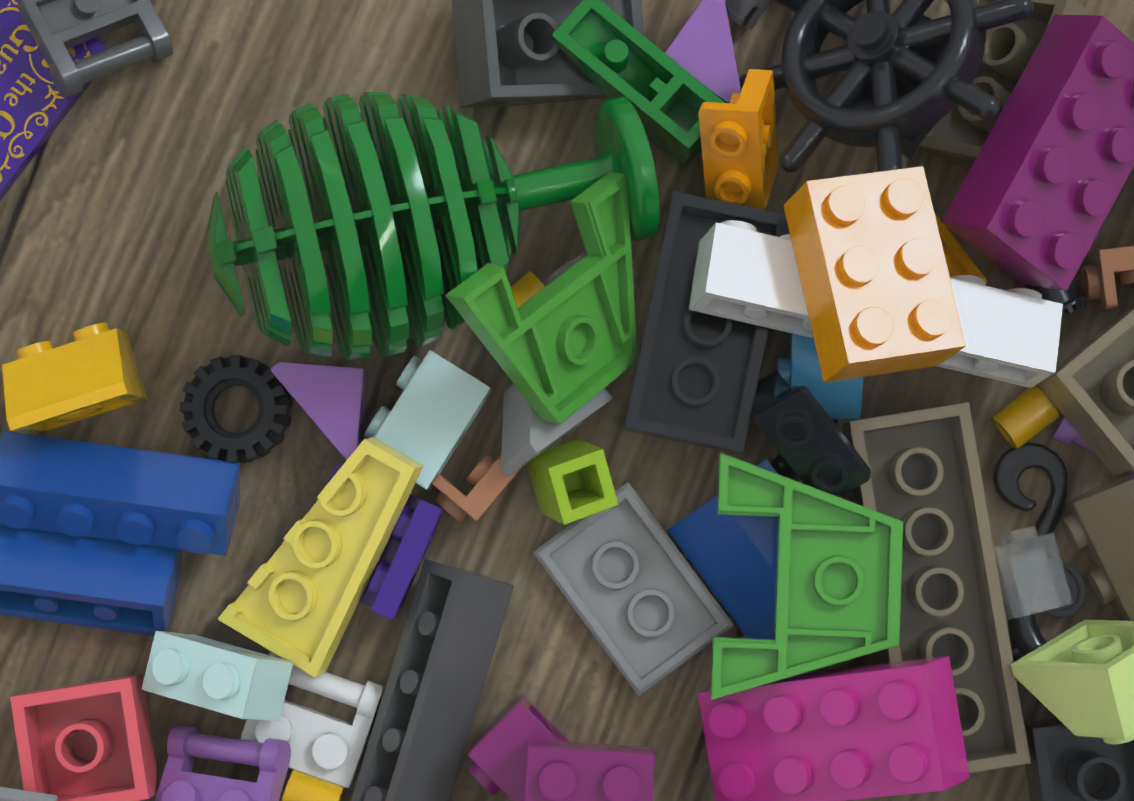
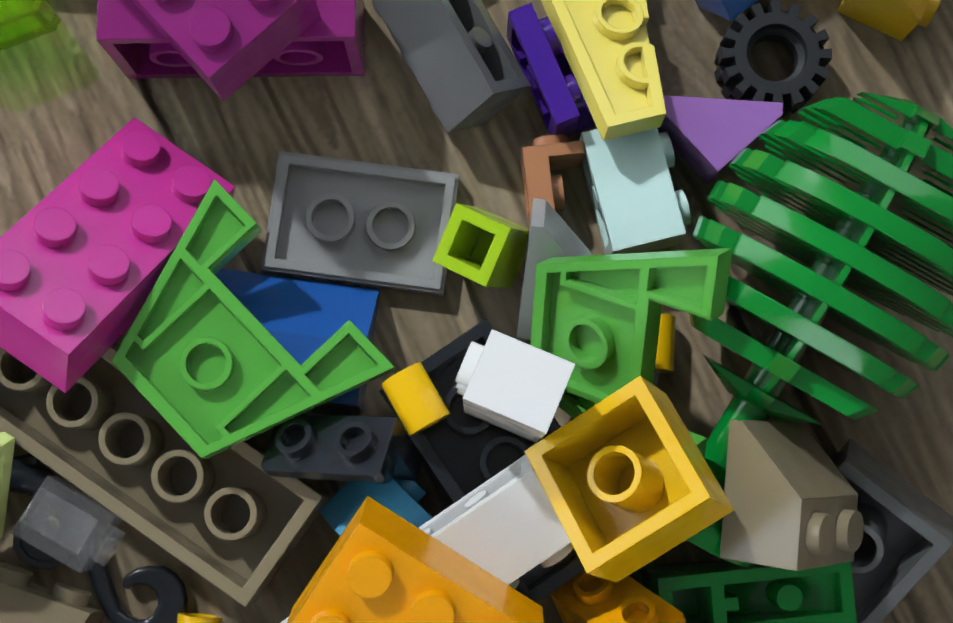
camera: 130 degrees right, 5 degrees down
(559, 112) = (786, 499): none -> dark tan slope
(653, 224) = (627, 481): none -> yellow brick
(666, 353) = (512, 385): none -> white brick
(726, 419) = (415, 399): none -> yellow hinge

